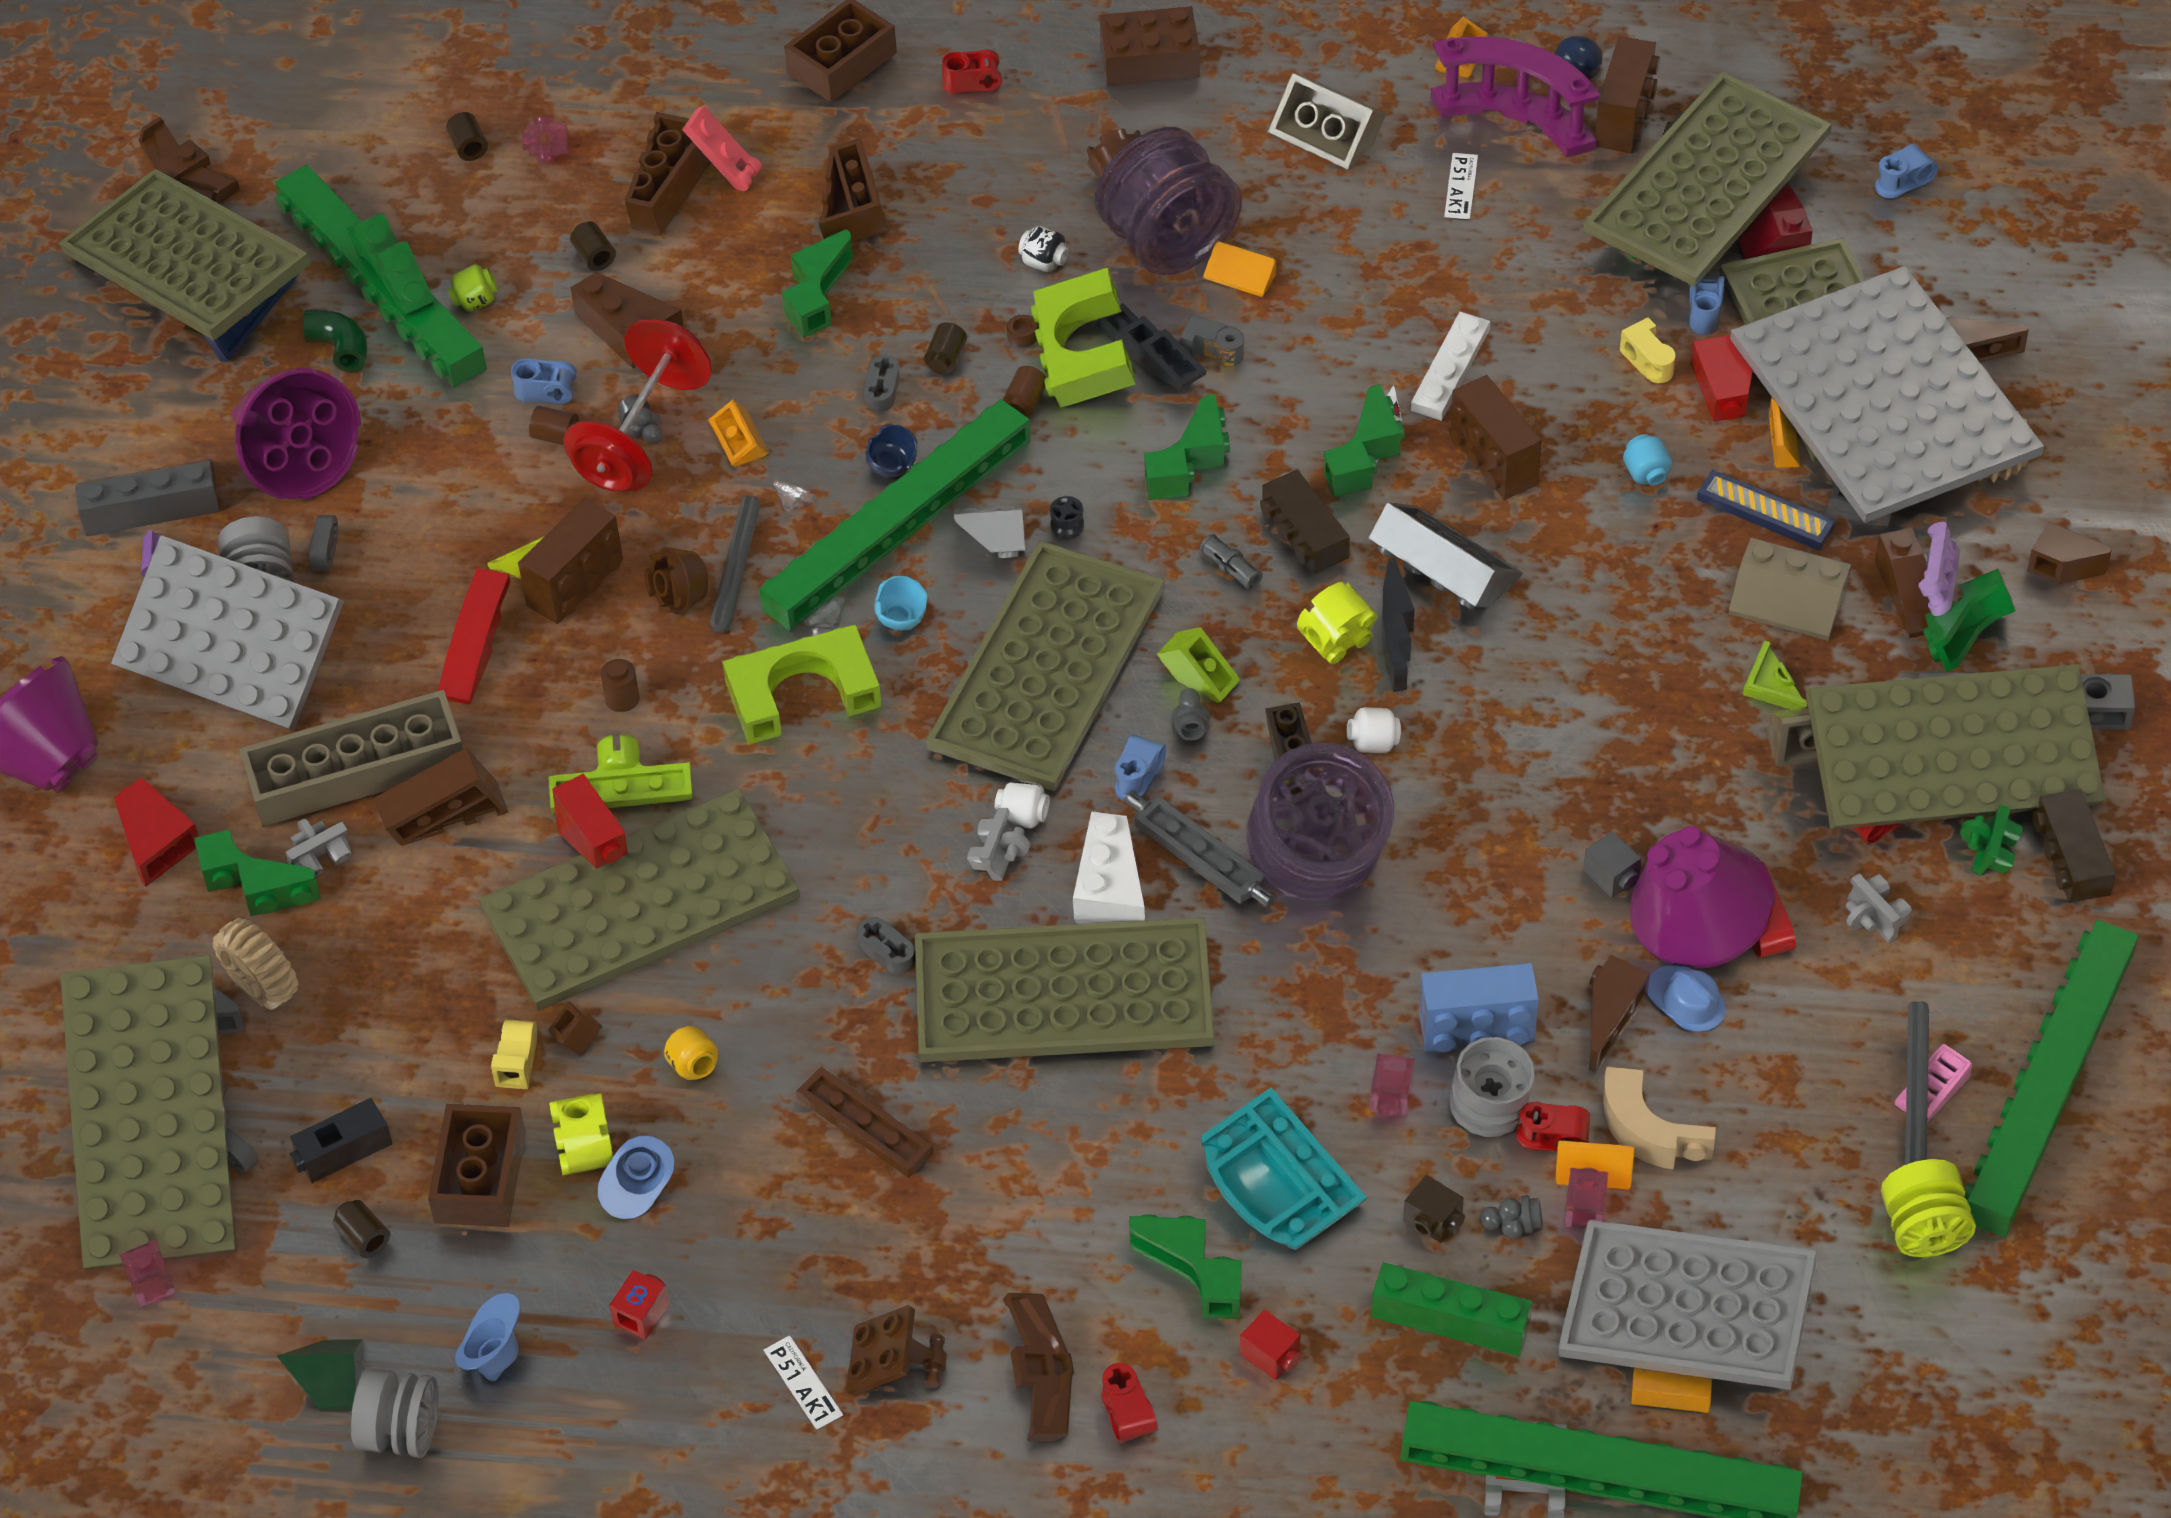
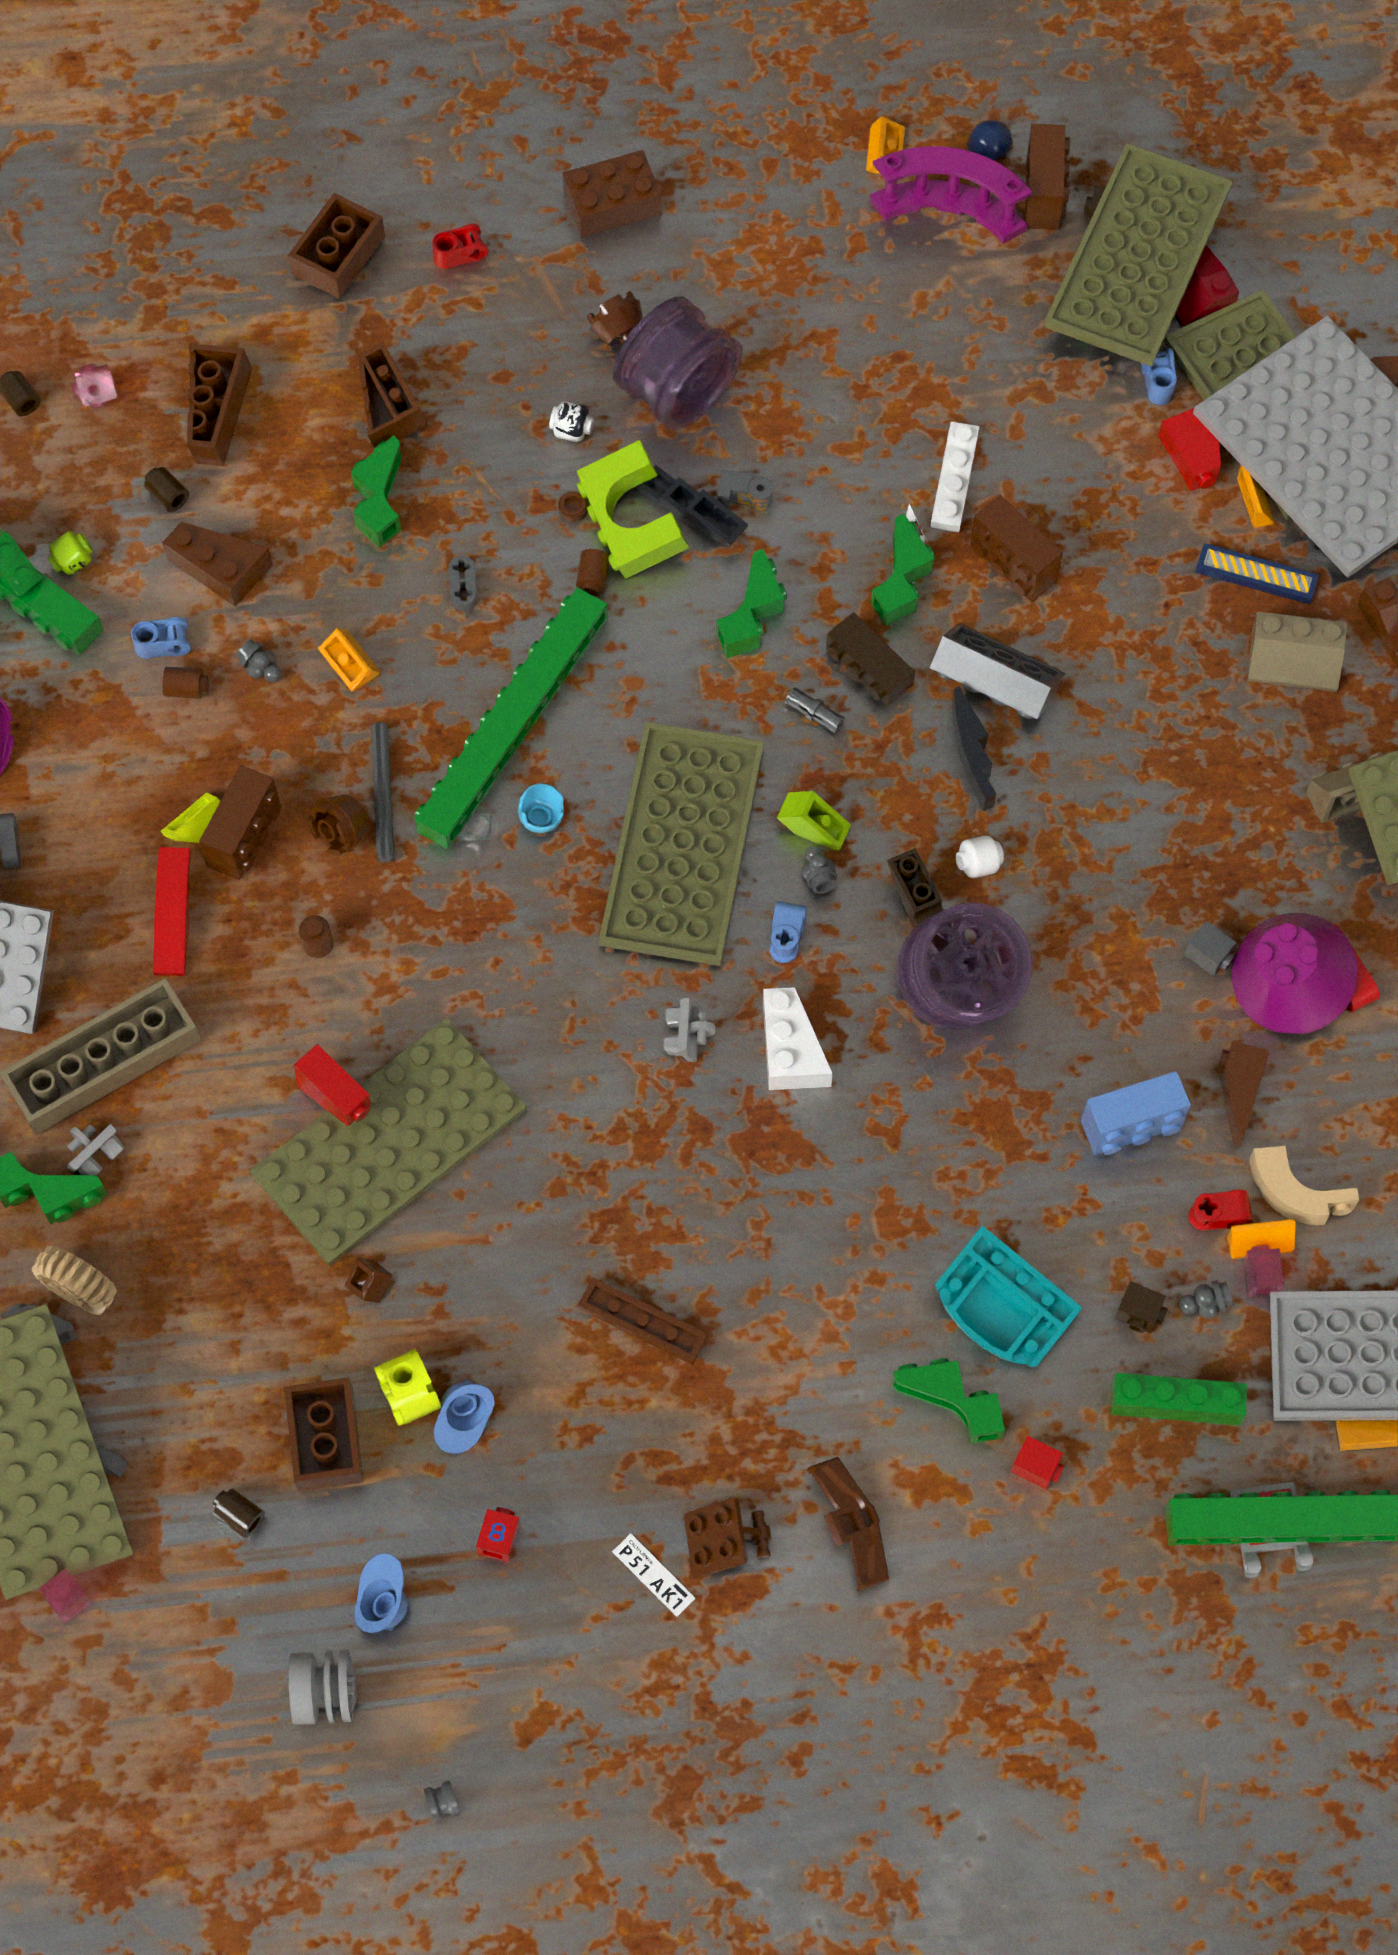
camera: 15 degrees left, 15 degrees up
(327, 1371) = (248, 1653): dark green slope -> none
(340, 1140) = (195, 1432): black brick -> none
(440, 797) = (187, 1080): reddish brown wedge -> none
(515, 1054) = (324, 1316): light yellow leg -> none
(611, 456) = (272, 598): red axle -> none
(626, 782) = (344, 1029): lime plate -> none
(691, 1053) = (477, 1286): yellow head -> none
(722, 149) = (258, 371): coral plate -> none
(793, 496) = (415, 713): clear slope -> none
(832, 654) = (496, 869): lime arch -> none
(882, 949) = (612, 1152): dark grey beam -> none
(891, 451) = (492, 655): dark blue hair -> none
(945, 348) = (511, 540): dark brown brick -> none
(995, 527) = (601, 713): light grey slope -> none
(1024, 801) = (699, 986): white head -> none
(1062, 510) = (661, 685): black wheel -> none
(1063, 989) = (778, 1160): olive plate -> none
(1126, 1403) = (935, 1547): red piece -> none
(1199, 849) = (859, 1001): dark grey plate -> none
(1240, 269) = (749, 411): light orange slope -> none
(1326, 121) = (787, 245): dark tan slope -> none
(1337, 621) = (925, 758): neon yellow brick -> none
(1392, 1084) = (1078, 1197): clear pink brick -> none
(1461, 186) = (918, 289): white sticker -> none
(1491, 1086) = (1165, 1170): light grey wheel -> none
(1646, 352) = (1122, 435): light yellow leg -> none
(1646, 459) = (1148, 545): medium azure head -> none
(1687, 997) = (1298, 1061): medium blue piece -> none
(1772, 682) = (1300, 743): lime tile -> none
(1904, 171) = (1299, 212): medium blue piece -> none

